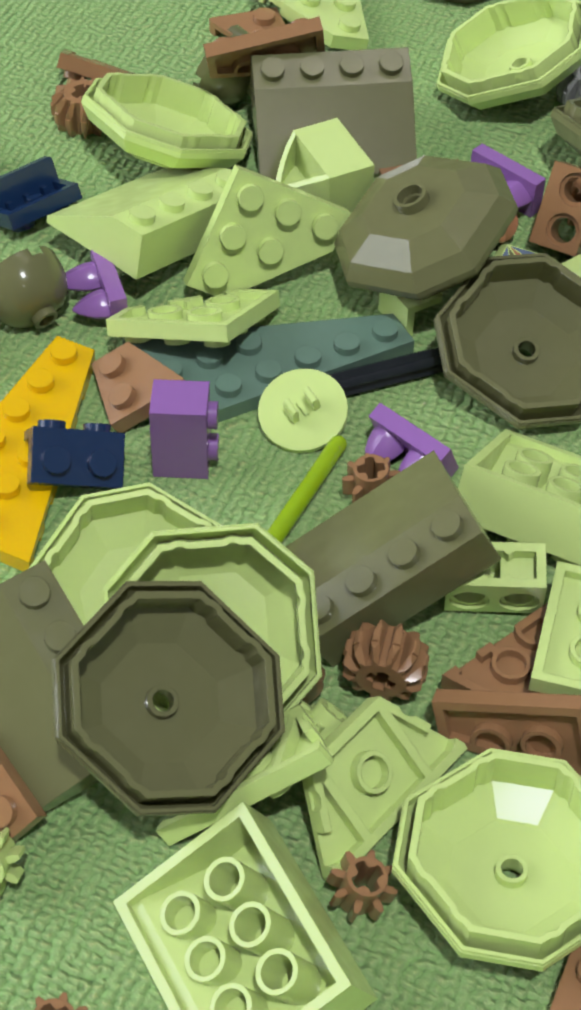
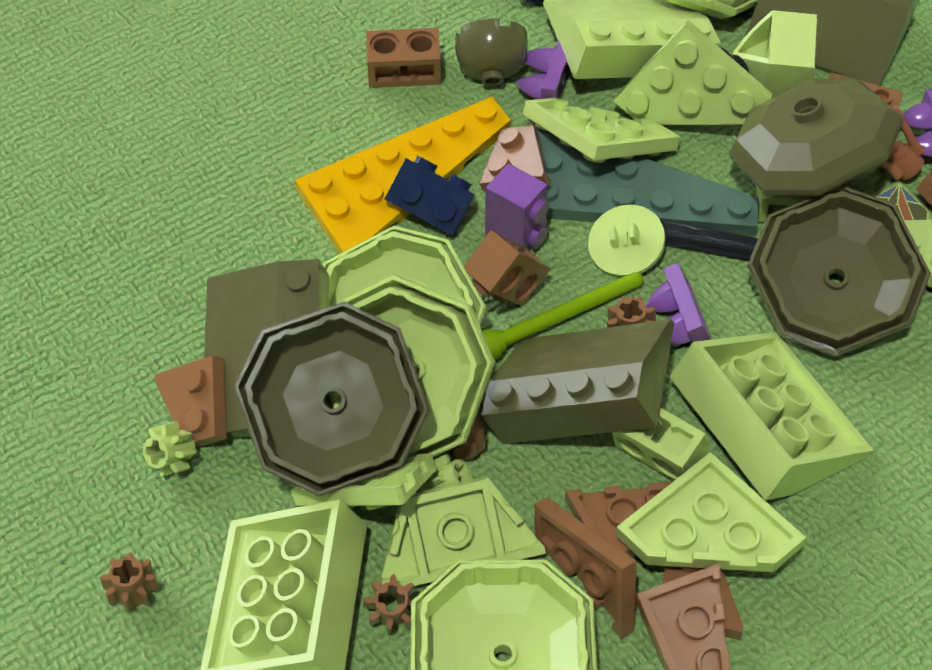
camera: 35 degrees right, 5 degrees up
(220, 486) = (505, 269): none -> medium nougat brick
(385, 660) = (529, 457): medium nougat gear -> none

